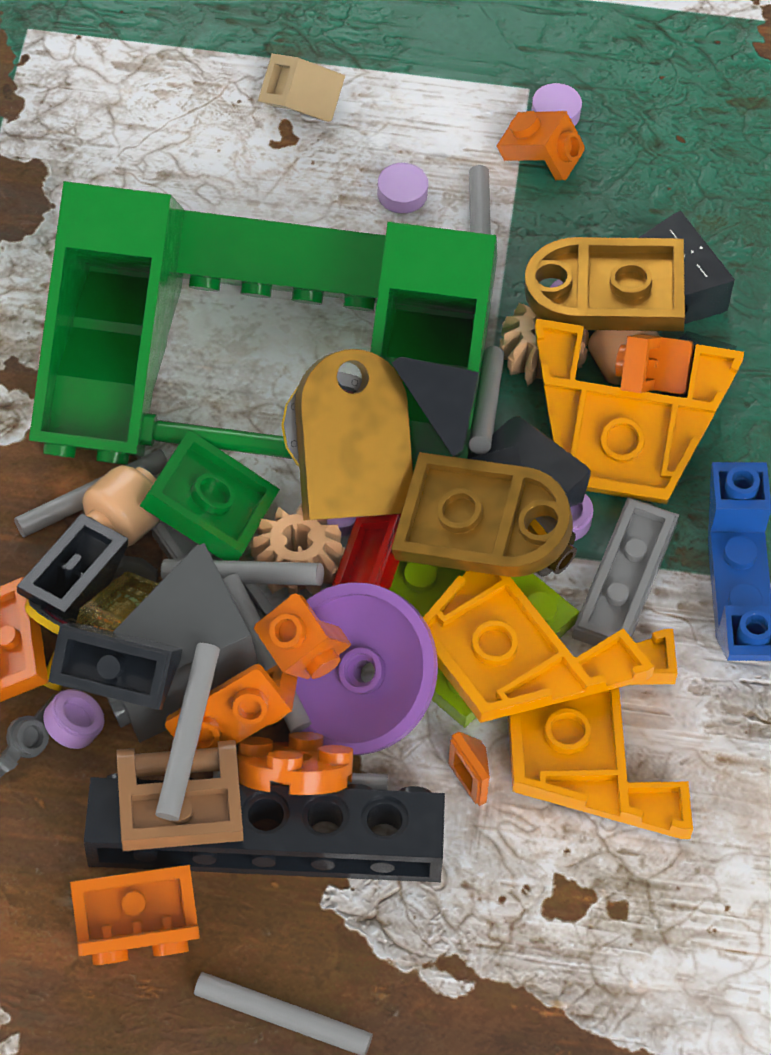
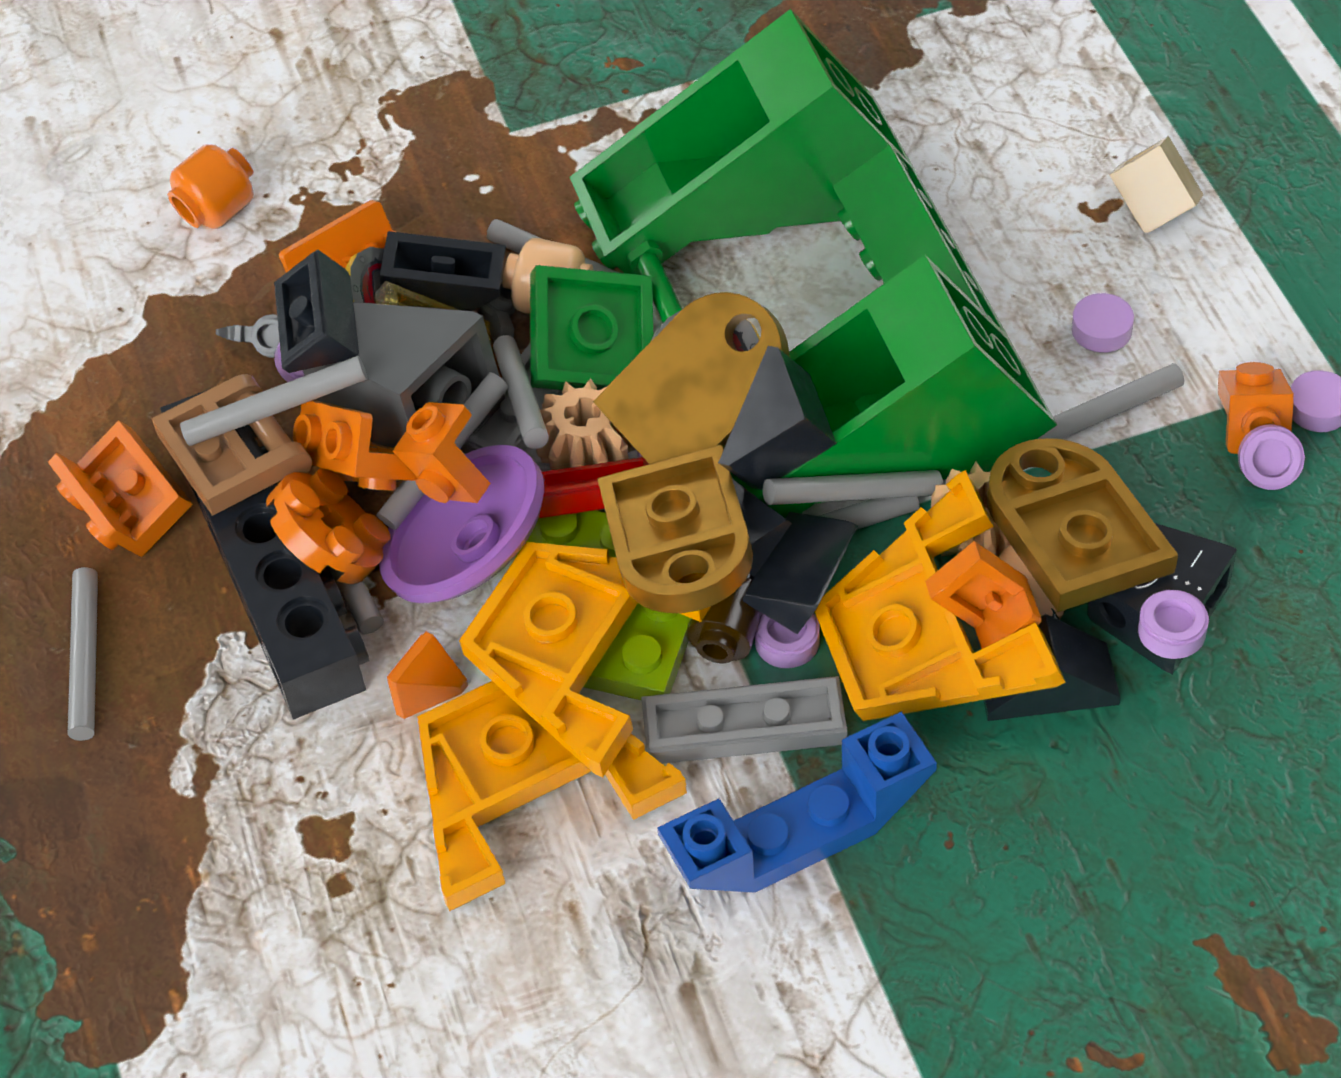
camera: 70 degrees right, 5 degrees down
(595, 156) = (1271, 457): none -> lavender tile
(728, 274) = (1173, 624): none -> lavender tile

